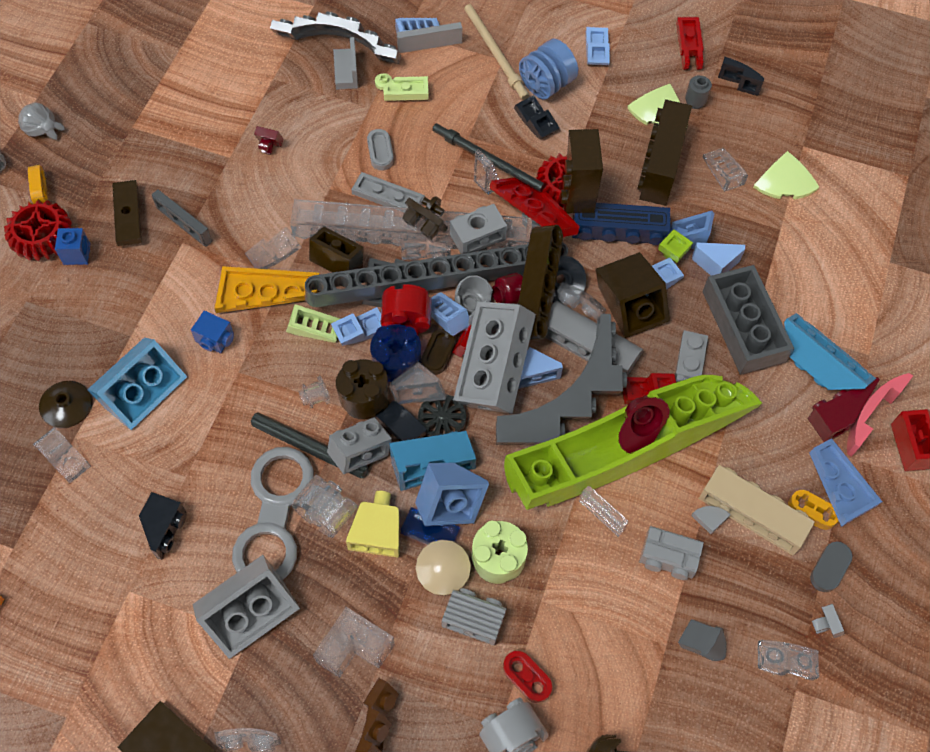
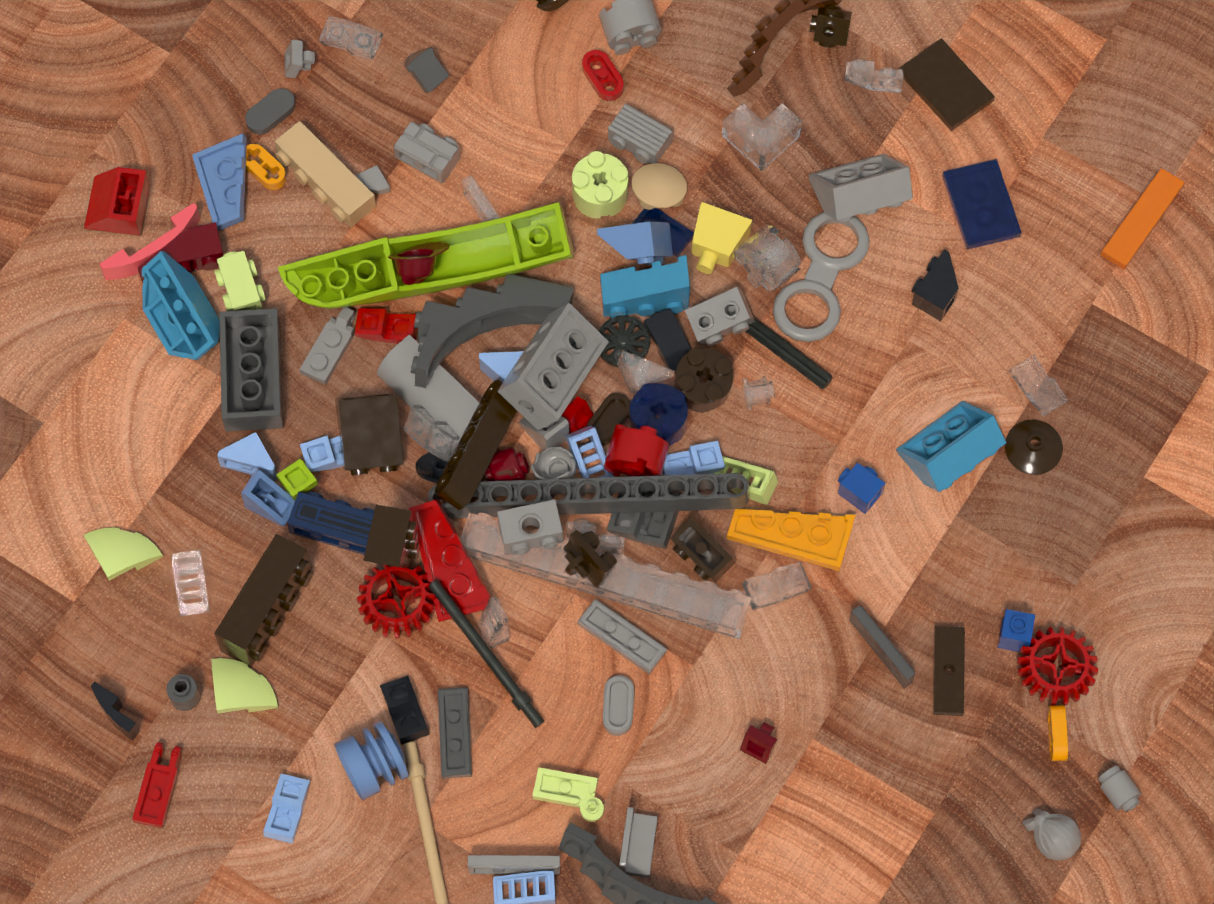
camera: 165 degrees left, 5 degrees up
(124, 624) = (981, 204): none -> clear blue tile
(495, 112) = (454, 733): none -> dark grey tile
(787, 389) = (237, 277): none -> yellowish green brick

